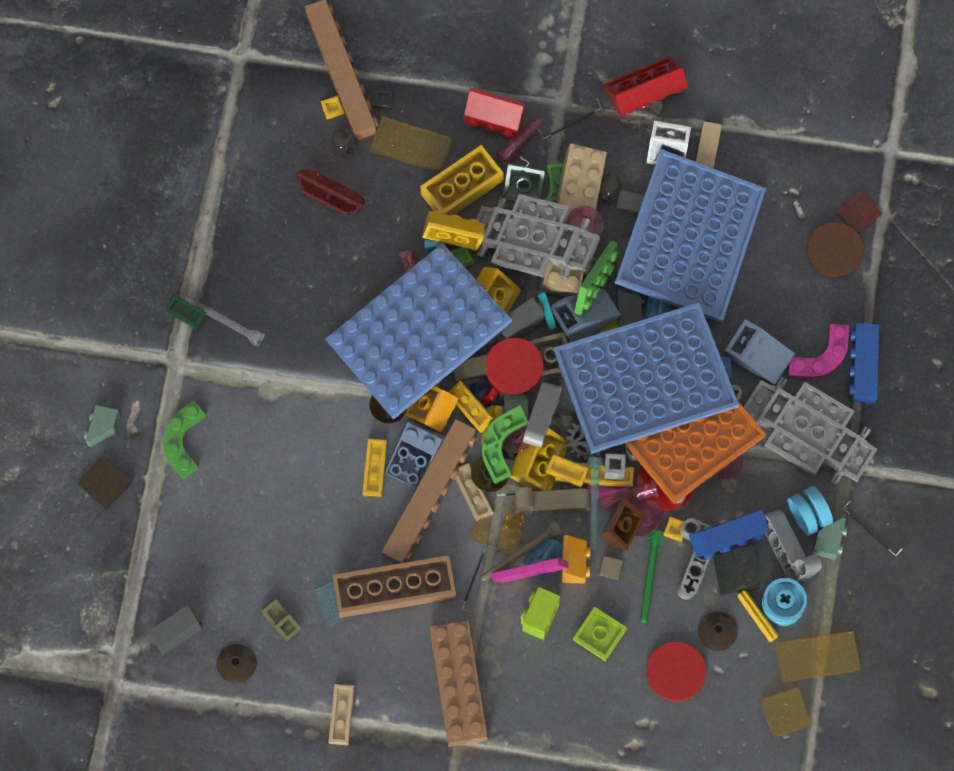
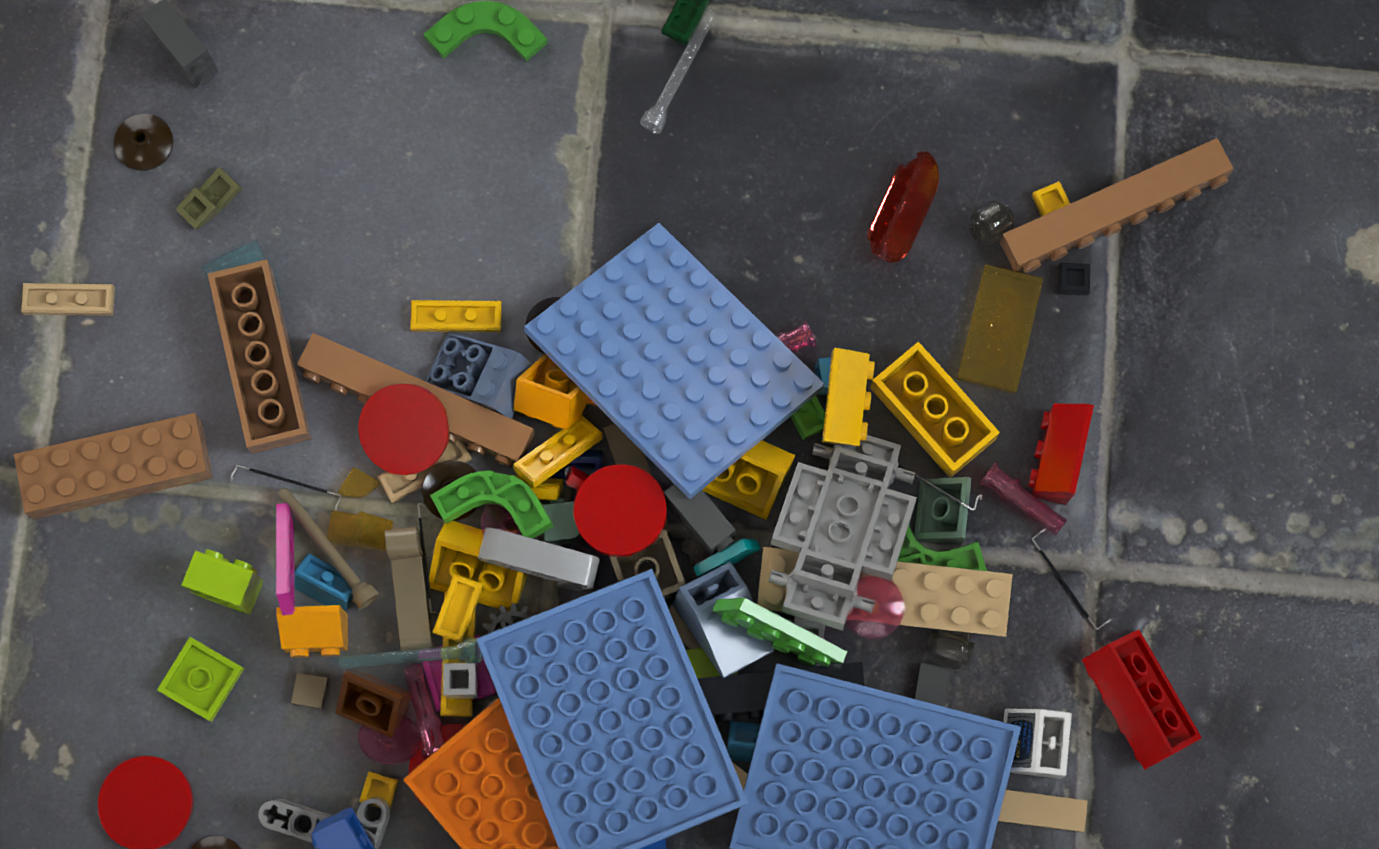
camera: 85 degrees right, 5 degrees up
(450, 497) = (403, 428): none -> red tile
(655, 539) = (355, 758): green piece -> none

